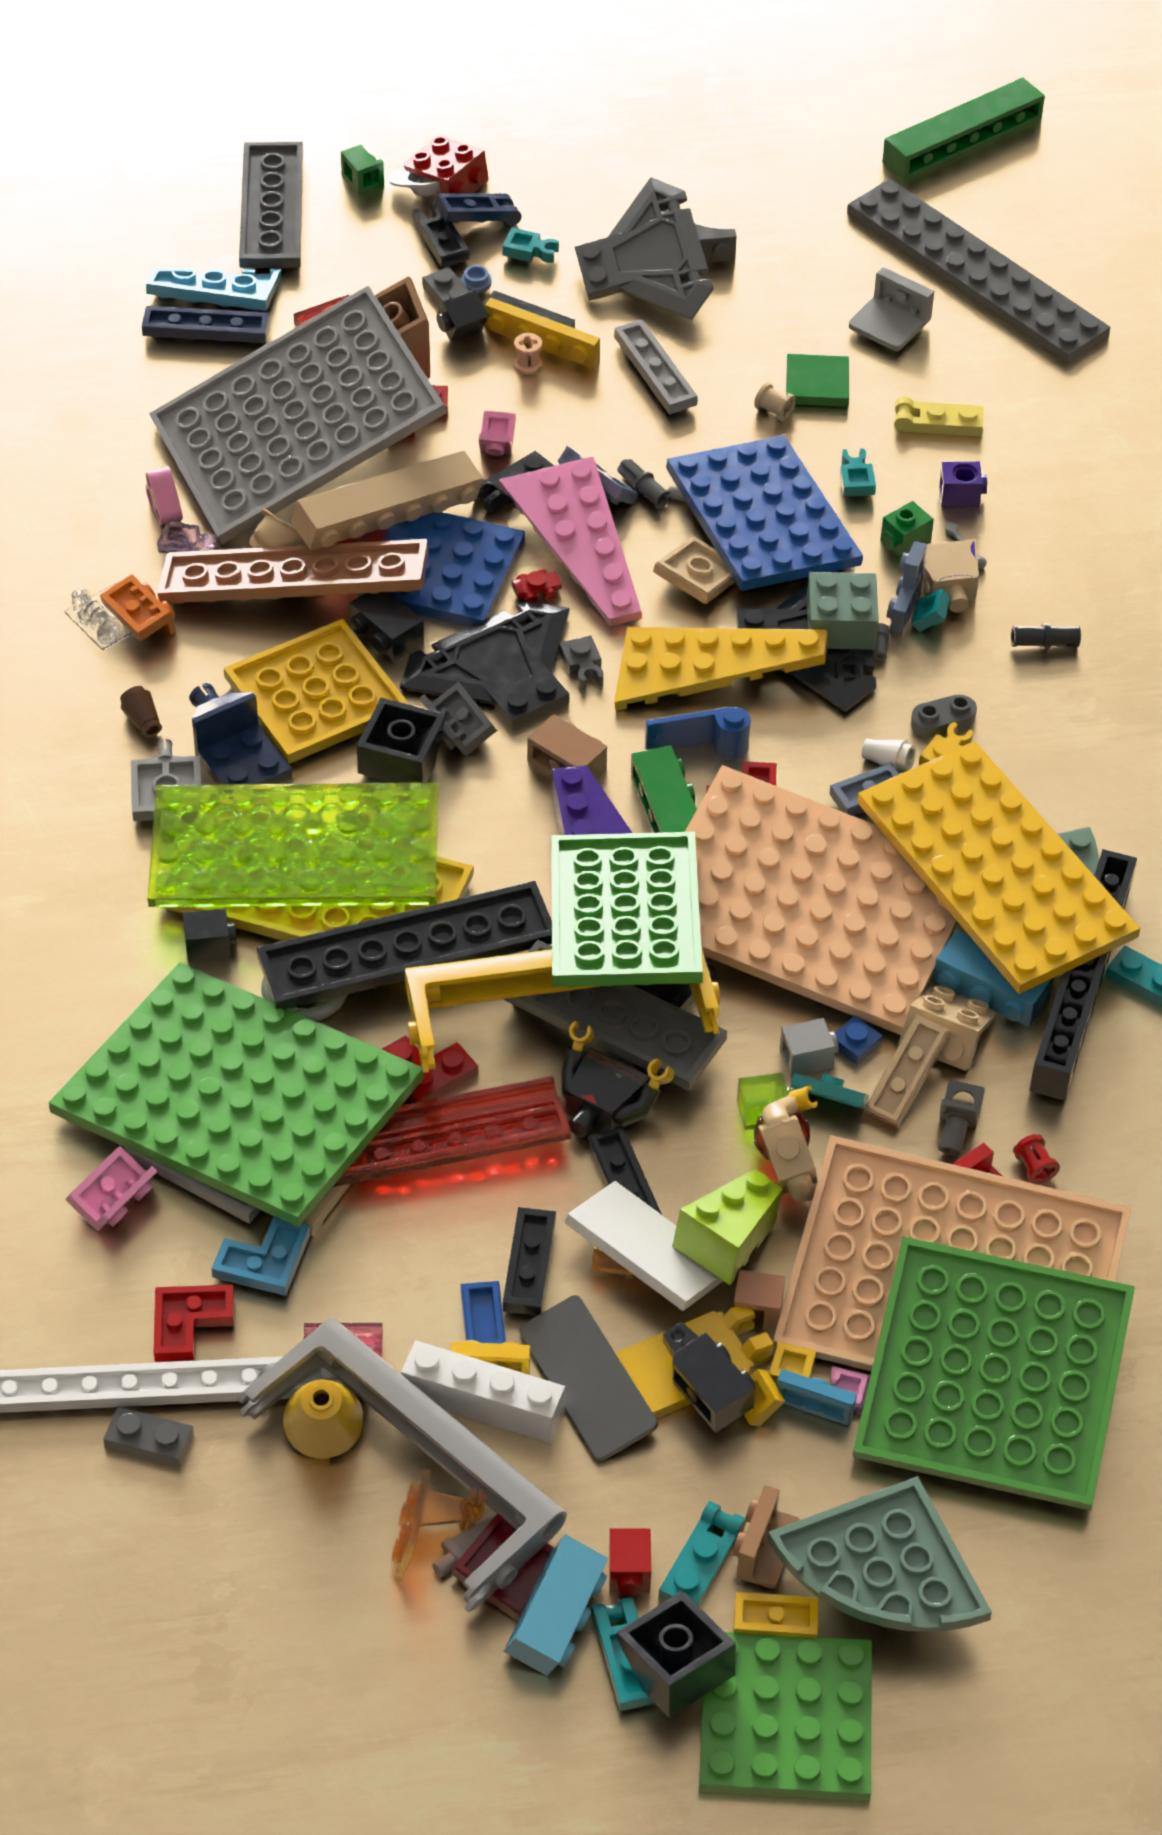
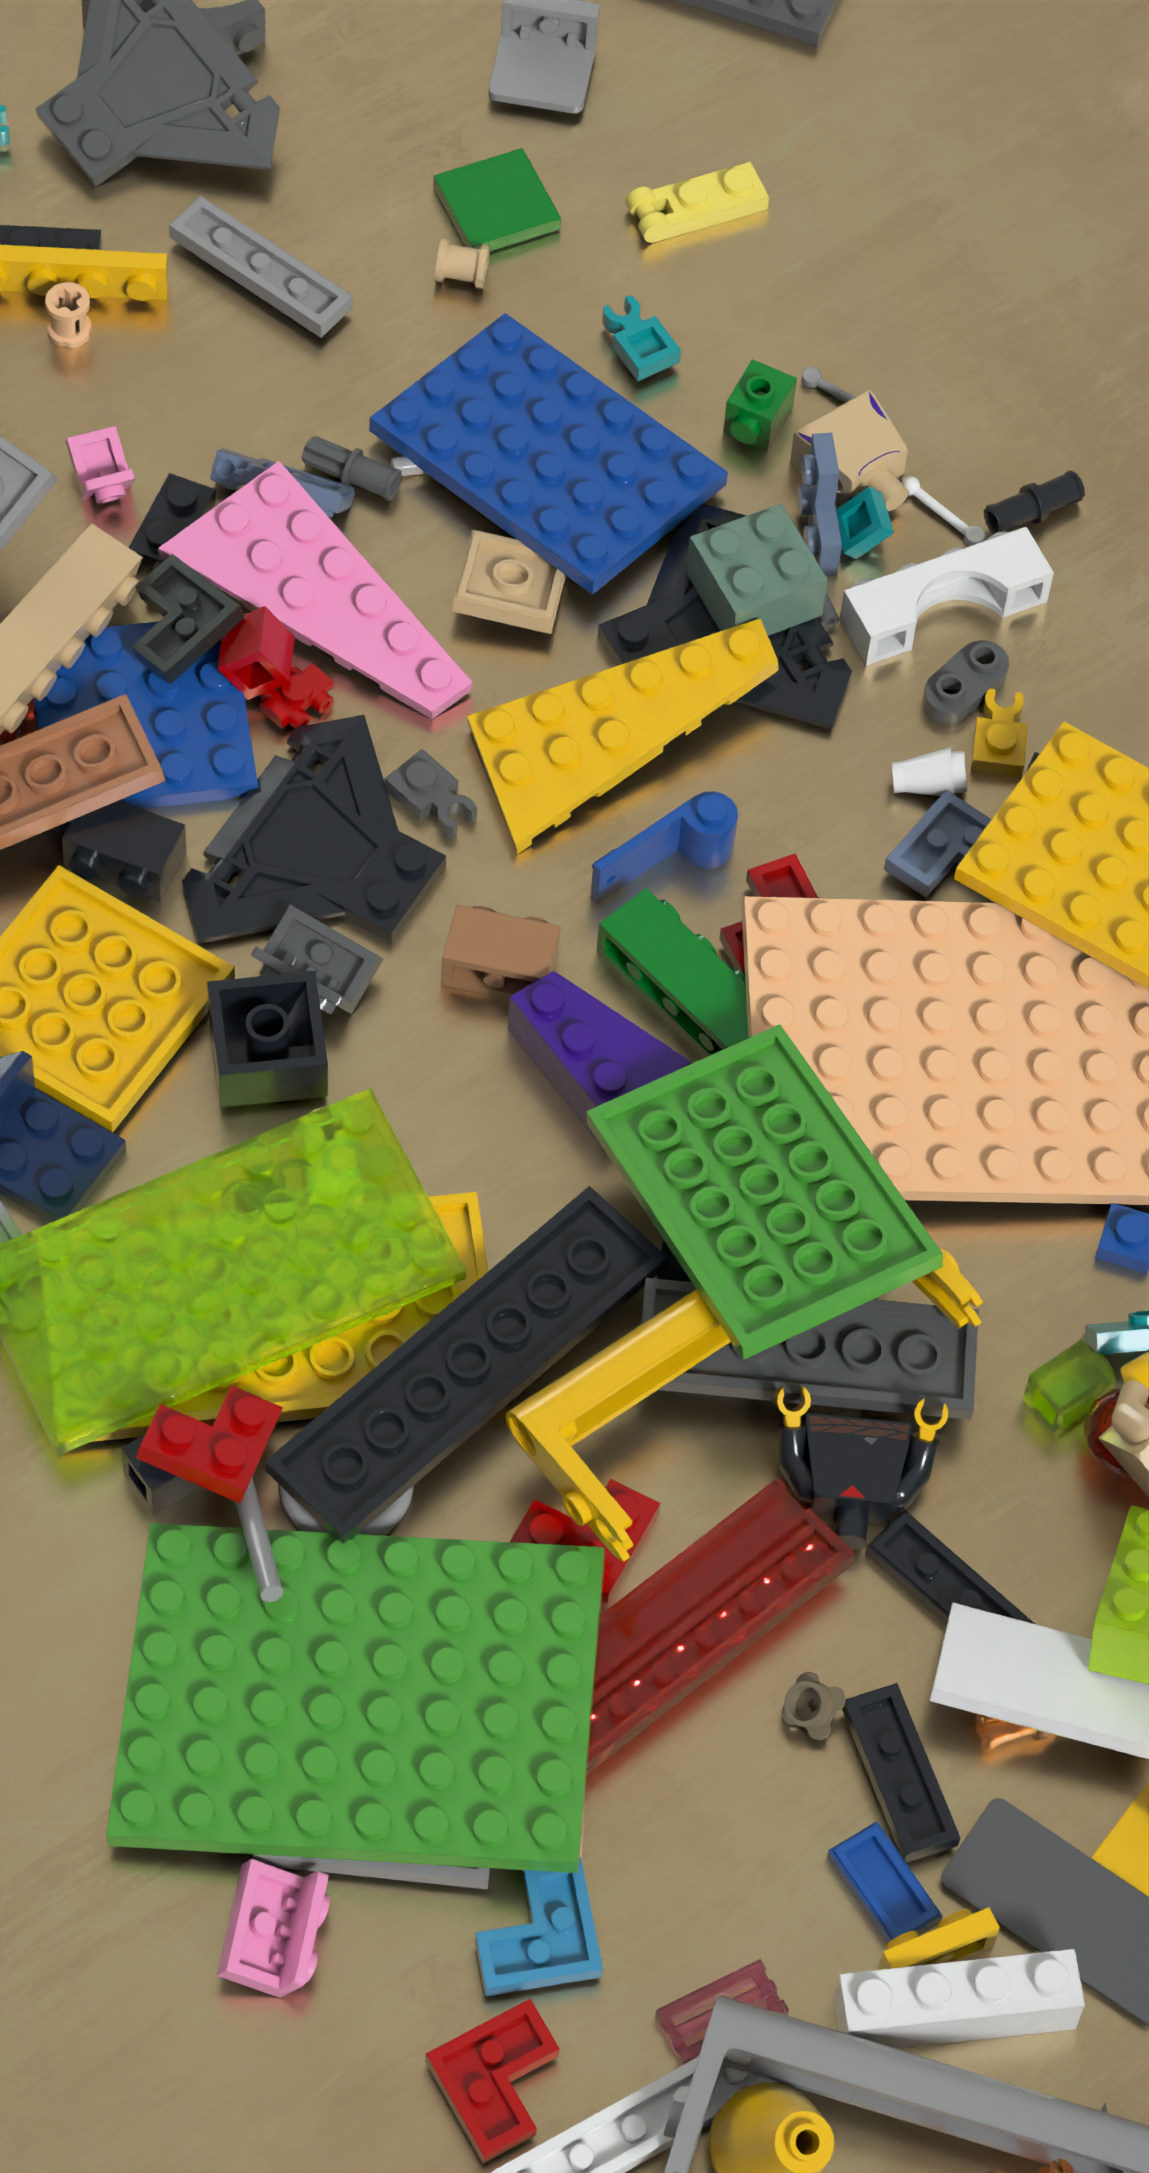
camera: 30 degrees left, 10 degrees up
(232, 935) = (215, 1455): none -> red plate
(234, 974) = (259, 1546): none -> light grey bar
(495, 518) = (192, 620): none -> pearl dark grey plate
(499, 1204) = (797, 1705): none -> dark tan plate
(522, 551) = (257, 653): none -> red brick
(808, 1047) = (1081, 1281): light grey brick -> none
(961, 484) = (792, 302): dark purple brick -> none
(995, 662) = (1000, 573): none -> white arch
(999, 643) = (972, 534): none -> white hinge

